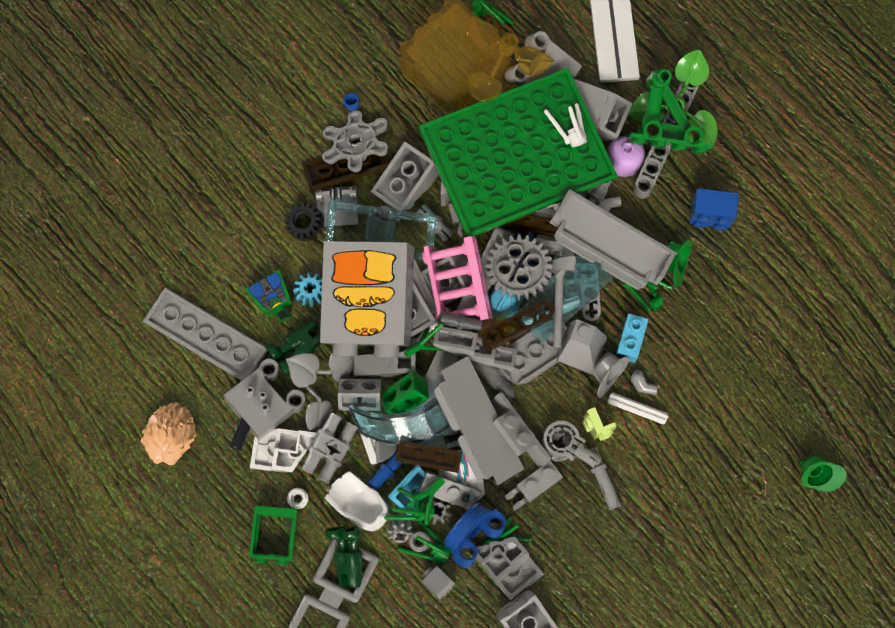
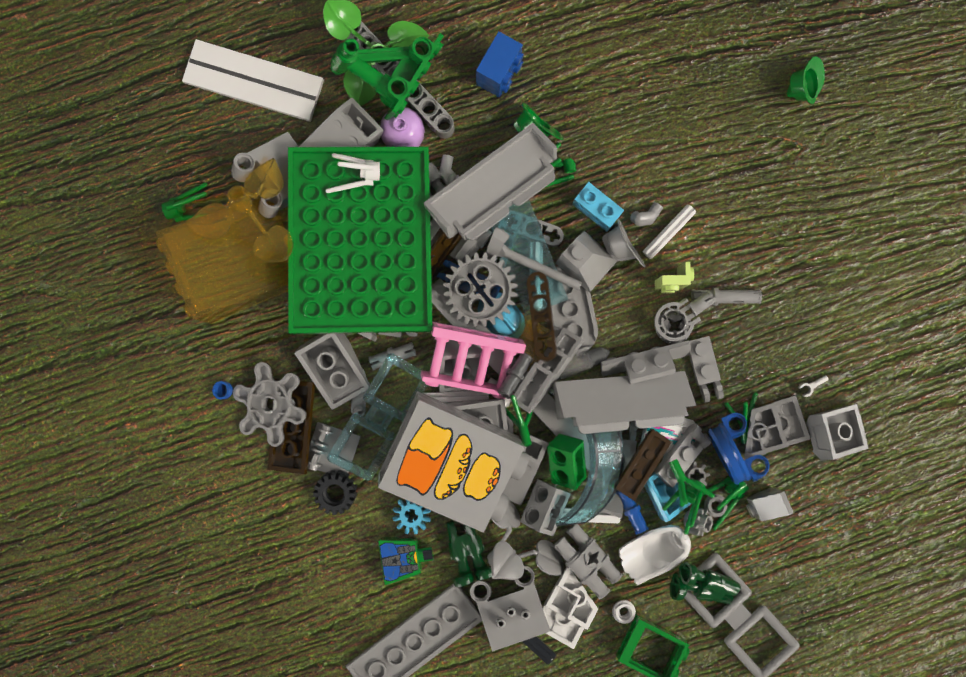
camera: 65 degrees left, 10 degrees up
(558, 585) = (812, 385): none -> white hand

